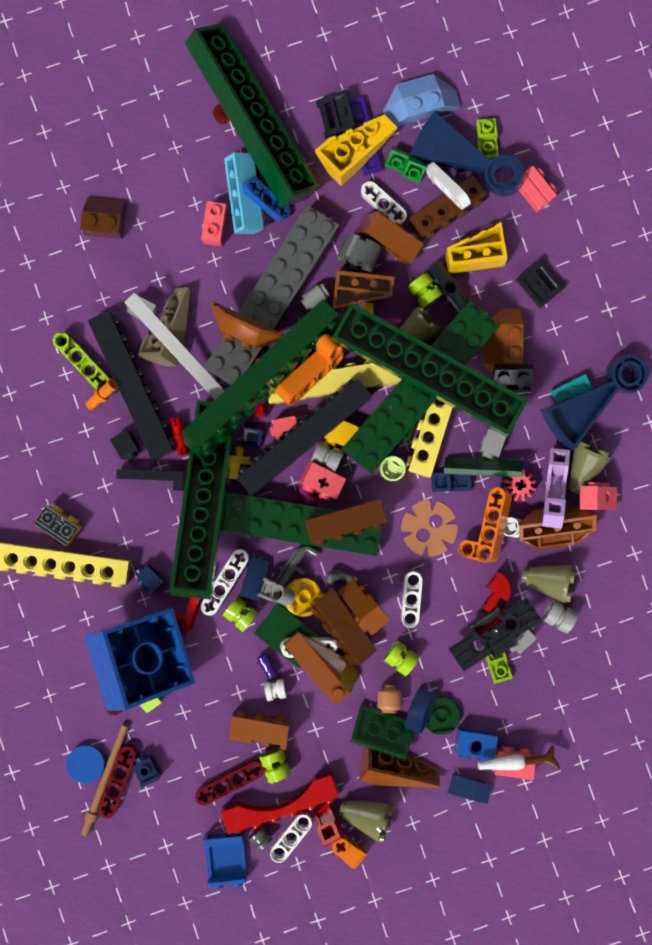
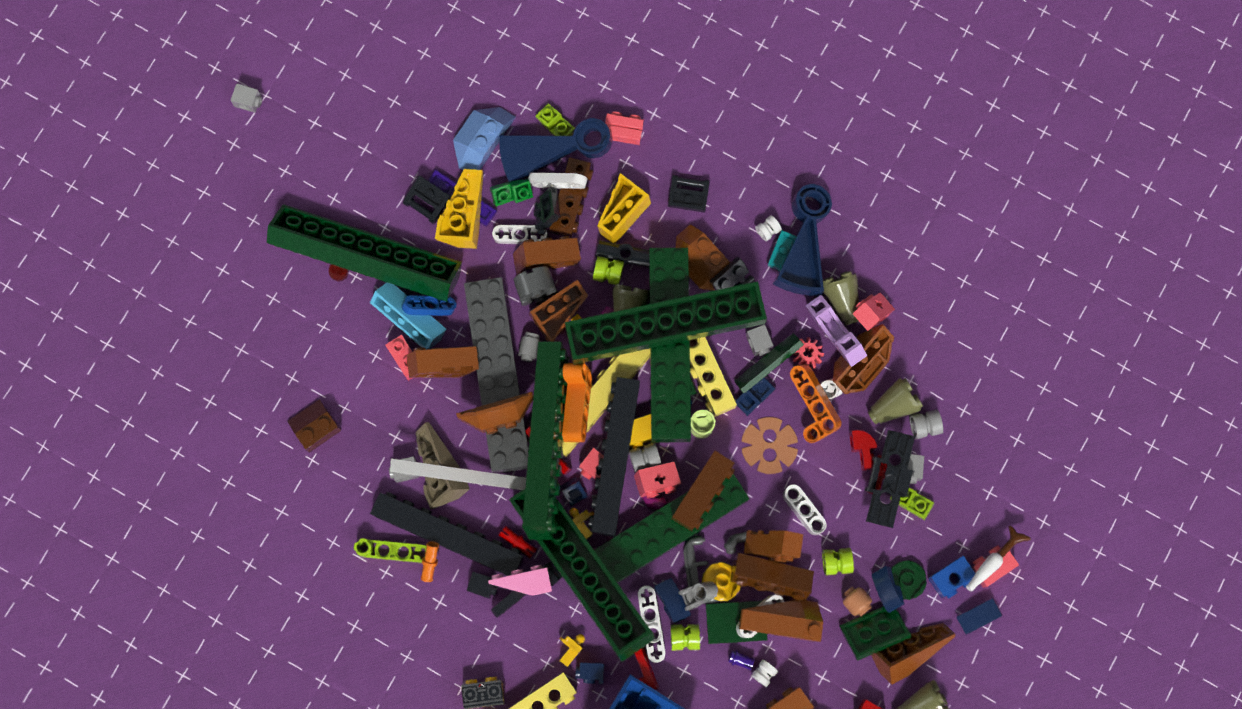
camera: 40 degrees left, 10 degrees down
(153, 550) = (574, 648): none -> yellow piece
(158, 474) = (529, 582): none -> bright pink slope
(237, 252) = (442, 362): none -> dark orange wedge
(419, 202) = (547, 210): none -> black plate
(576, 363) = (768, 228): none -> white wheel

